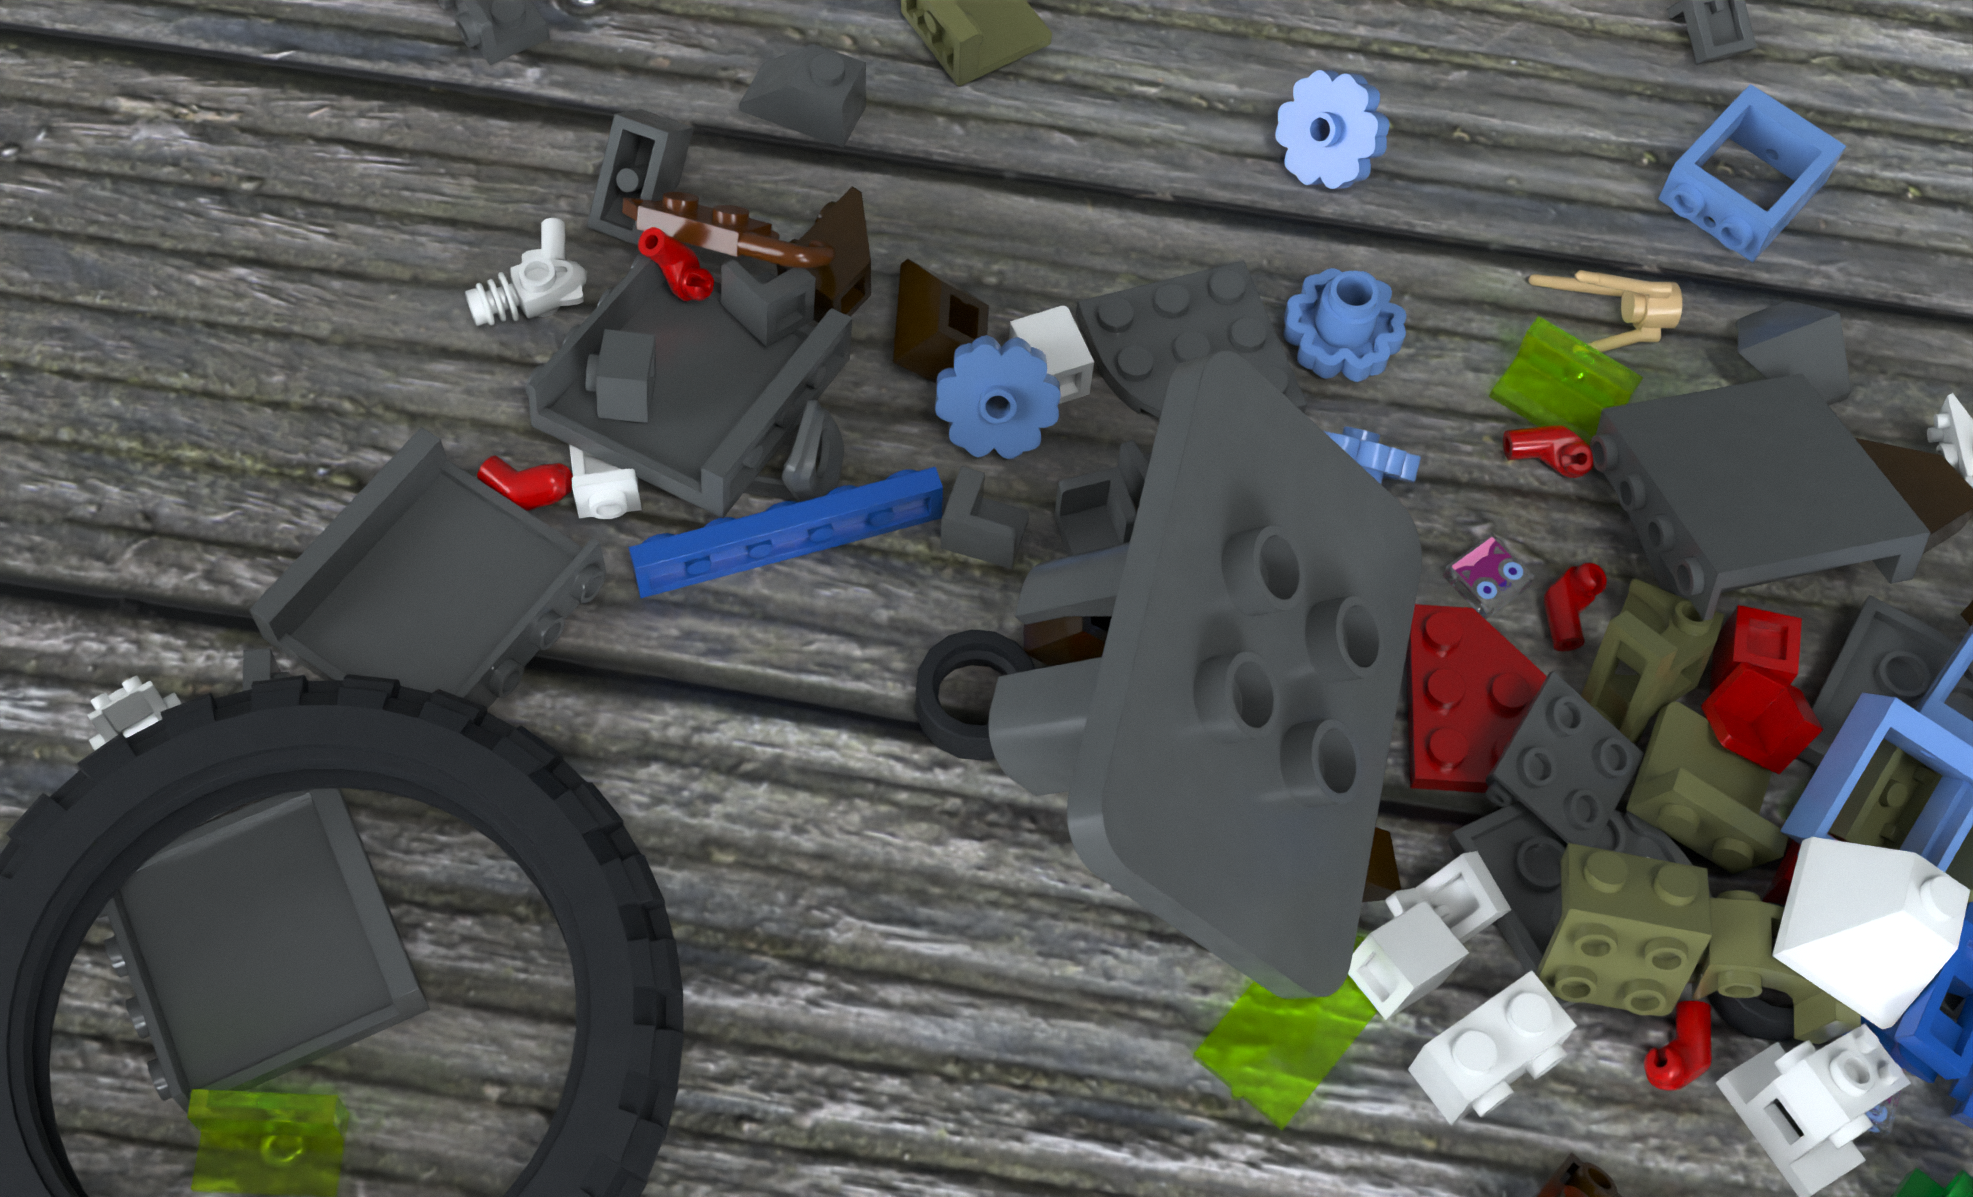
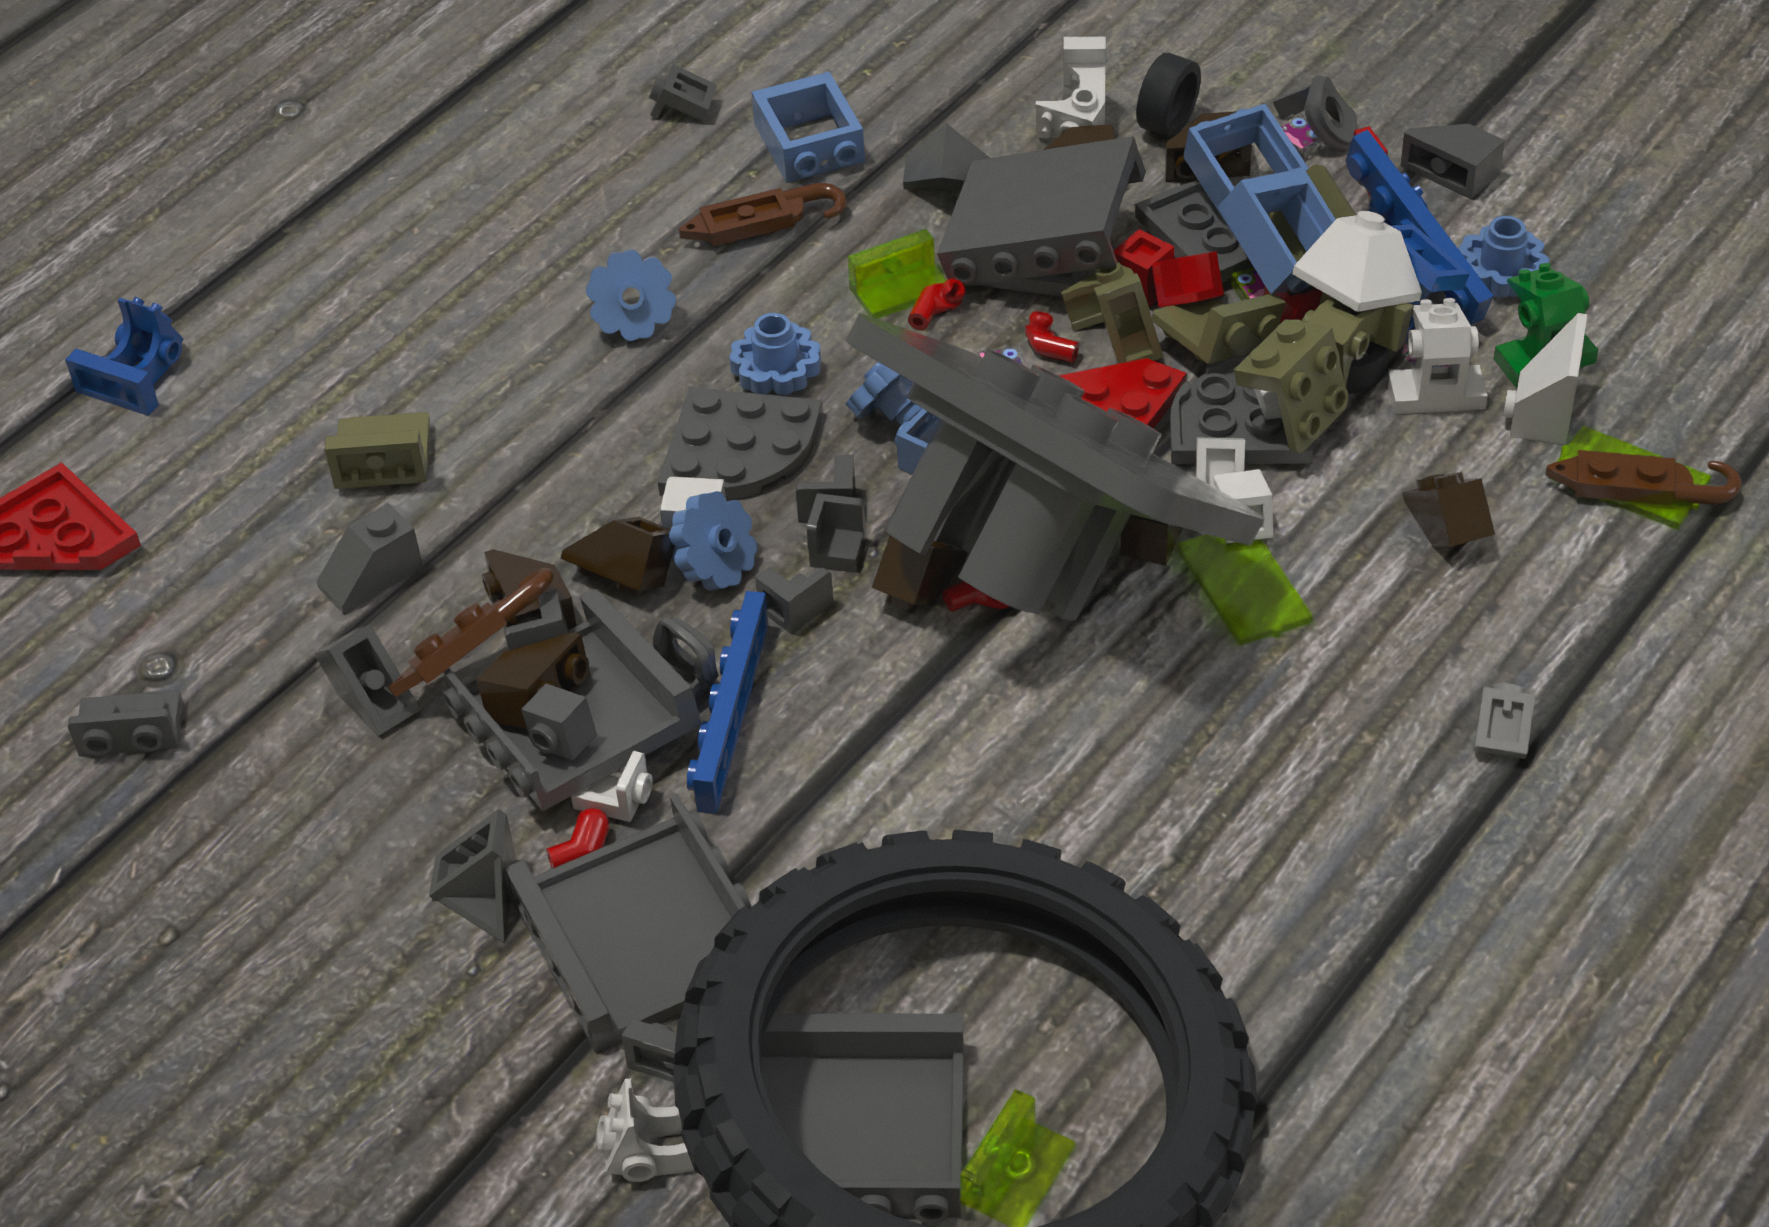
camera: 55 degrees left, 15 degrees down
(438, 401) = (472, 875): none -> dark grey slope
(537, 284) = (415, 777): white piece -> none
(677, 264) = (467, 668): red arm -> none
(694, 323) = (525, 670): none -> dark brown slope
(956, 652) = (929, 674): black tyre -> none
(1493, 1047) = (1324, 491): white brick -> none
(1565, 764) = (1160, 375): dark grey hinge -> none
(1572, 195) = (759, 213): none -> reddish brown plate
(1643, 303) = (864, 215): tan plant -> none
(1688, 1054) = (1372, 415): red arm -> none

